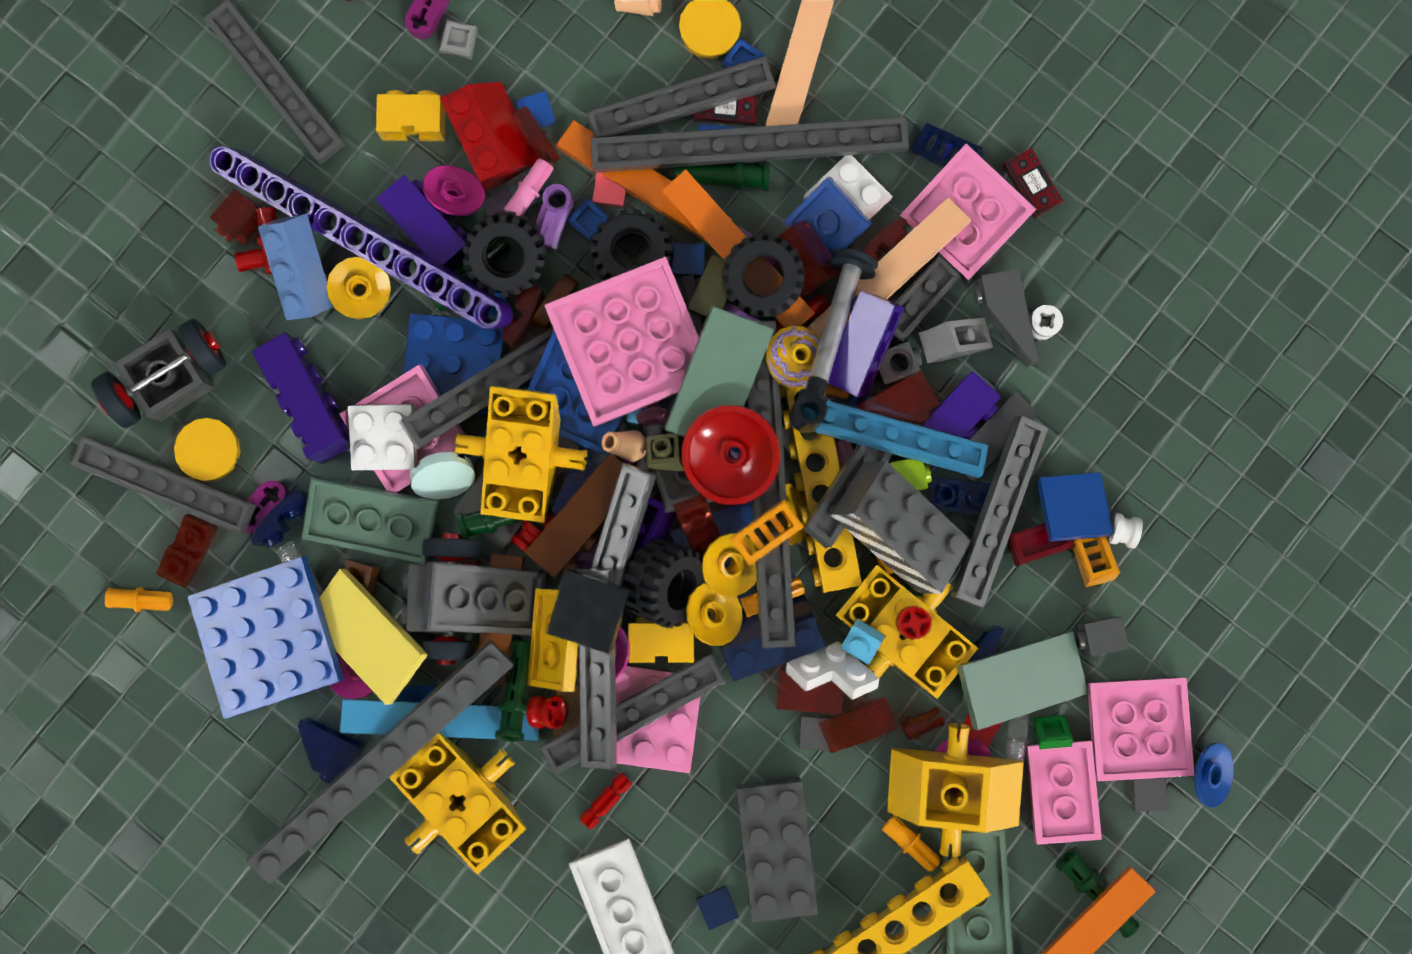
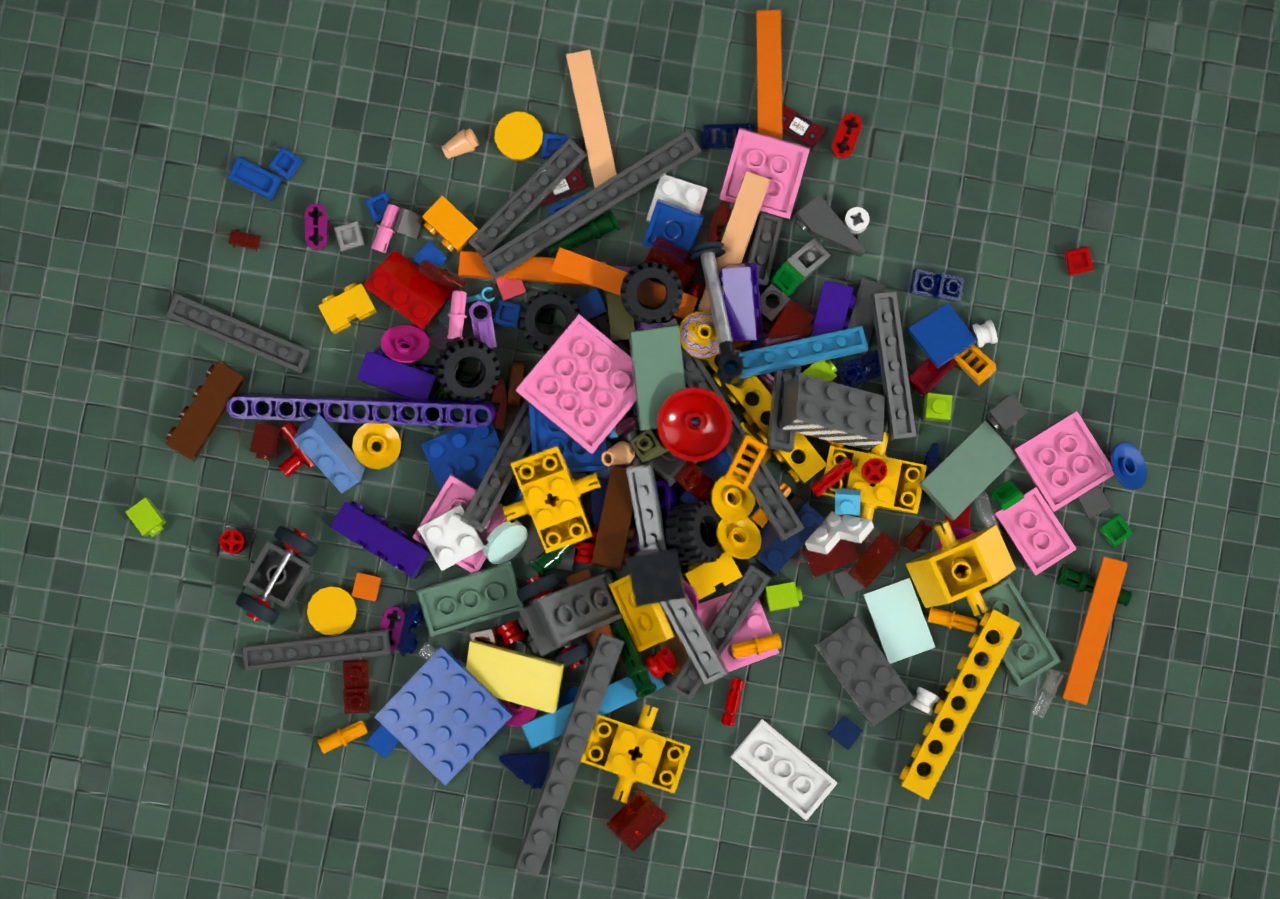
camera: 30 degrees left, 0 degrees up
(56, 232) = (146, 518): none -> lime brick
(132, 306) = (228, 541): none -> red wheel
(181, 630) = (382, 741): none -> blue tile
(187, 148) = (205, 411): none -> reddish brown brick
(261, 443) = (366, 587): none -> orange tile
(392, 584) = (511, 632): none -> red wheel
(419, 881) = (637, 820): none -> clear red brick
(503, 51) = (385, 229): none -> bright pink axle
(510, 23) = (378, 205): none -> blue tile
(531, 58) = (408, 223): none -> dark grey tile
(569, 184) = (480, 297): none -> medium azure hand
(577, 82) = (449, 224): none -> light orange brick
(666, 752) = (756, 646): none -> light orange axle
(729, 710) = (783, 596): none -> lime brick
(829, 922) = (924, 700): none -> white wheel
(849, 810) = (899, 621): none -> light aqua tile
(860, 603) = (832, 476): none -> red axle
(931, 345) = (787, 278): none -> green tile
(1025, 587) = (937, 407): none -> lime brick
(1033, 102) = (769, 73): none -> orange tile
(1078, 216) = (841, 133): none -> red beam
(1097, 446) = (937, 286): none -> clear blue slope
(1157, 841) = (1115, 530): none -> green tile
(1277, 505) = (1078, 261): none -> red tile

